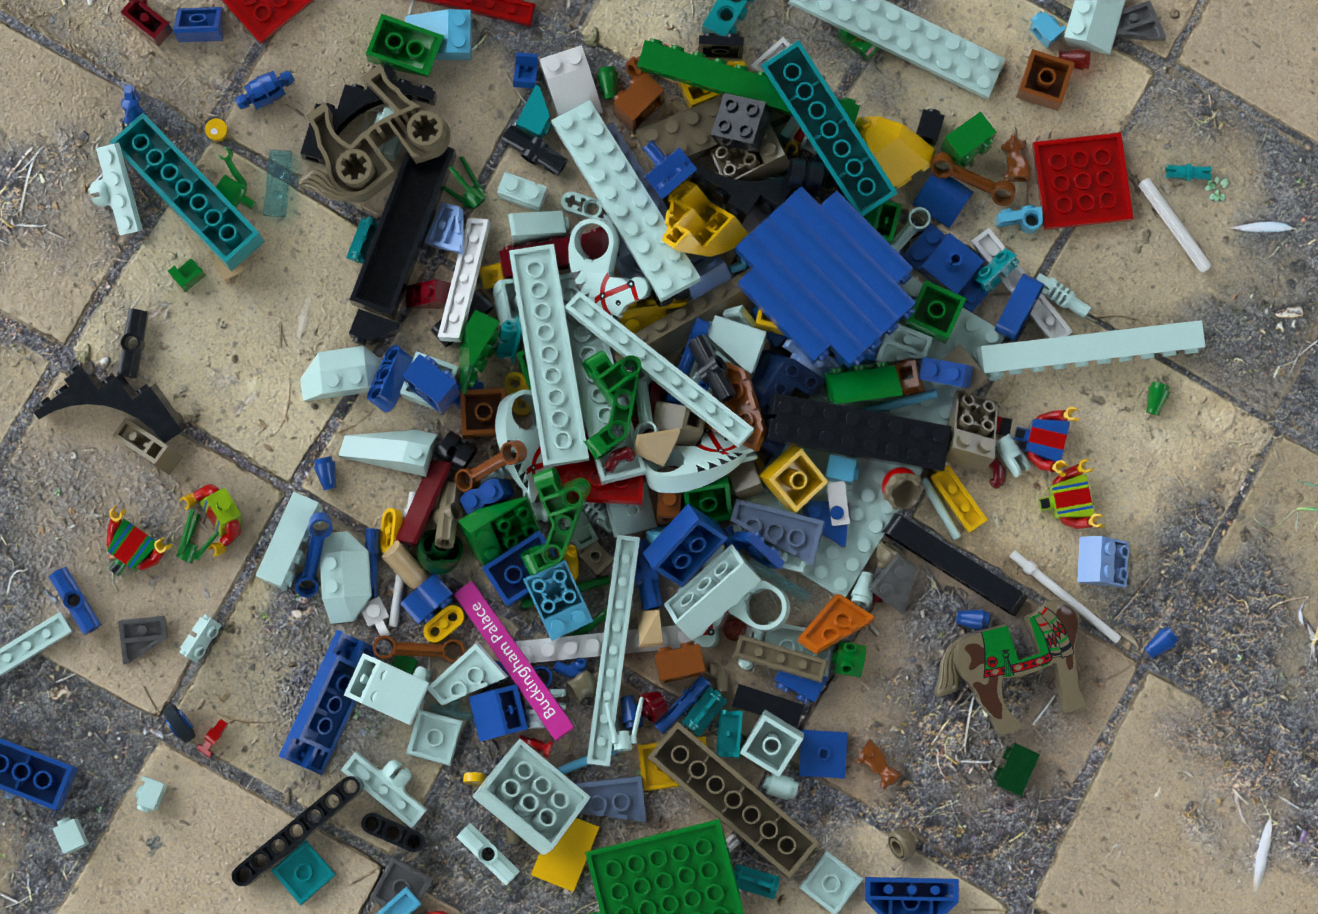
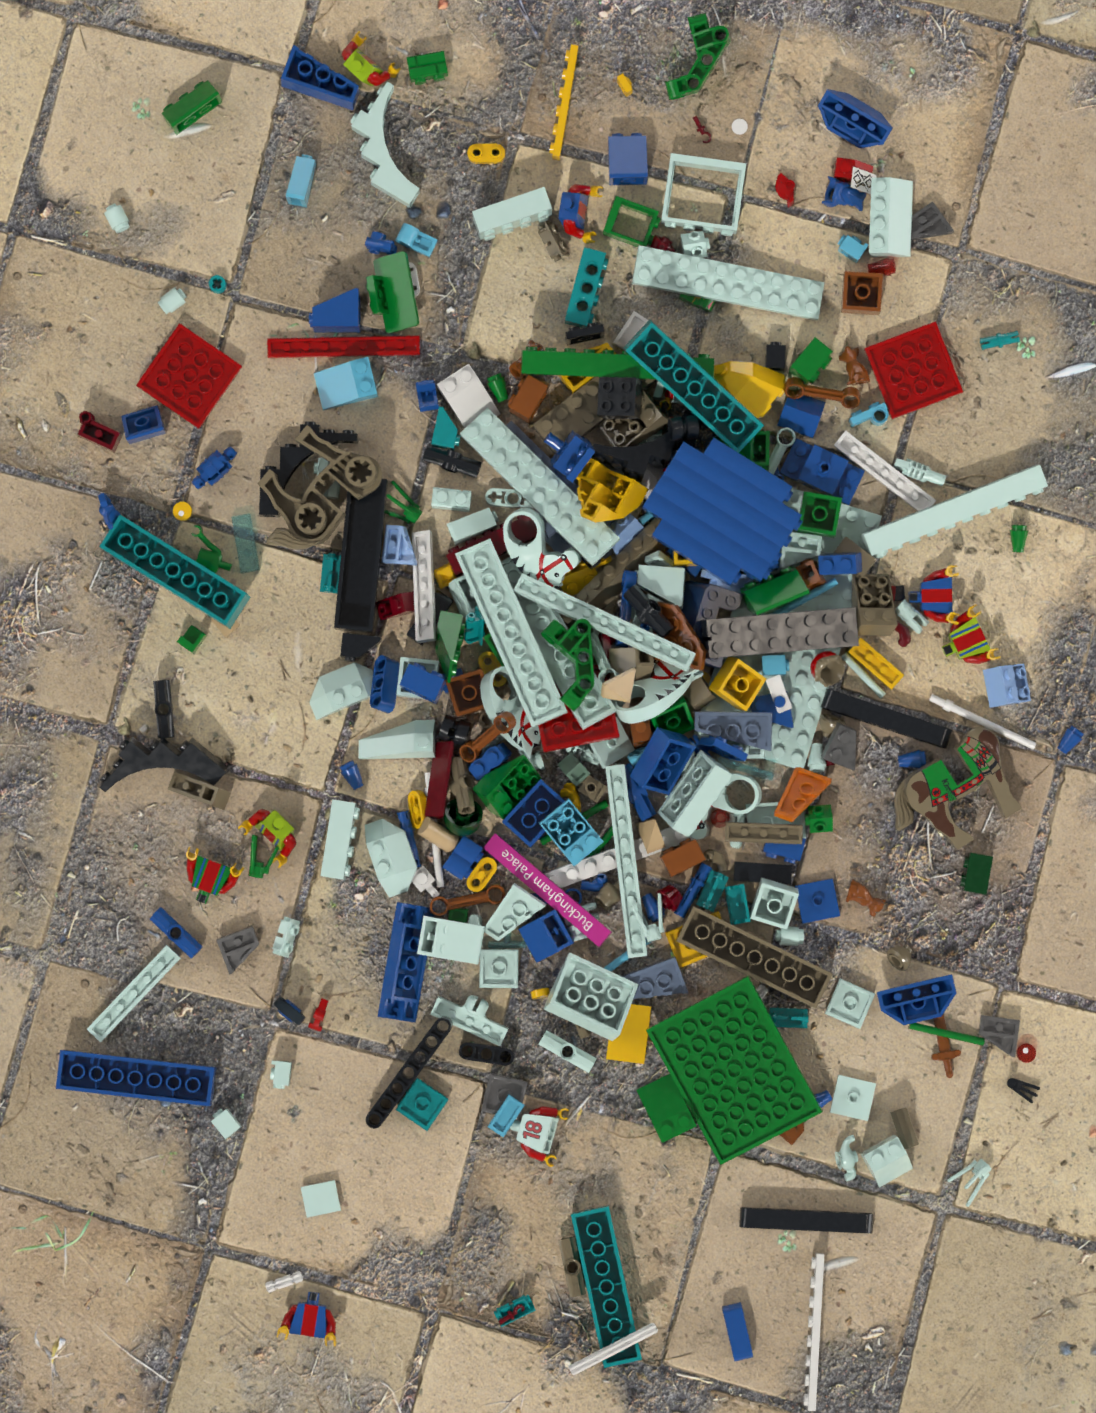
camera: 10 degrees left, 5 degrees up
(116, 189) = (115, 584): light aqua plate -> none
(313, 554) = (362, 846): blue piece -> none
(403, 46) = (321, 402): green slope -> none
(538, 745) = (584, 953): red piece -> none
(559, 502) = (553, 753): green connector -> none
(617, 455) = (589, 703): dark red arm -> none
(1003, 263) = (864, 458): teal hinge -> none
(1019, 307) = (887, 492): blue beam -> none
(1175, 225) = (999, 388): white axle -> none

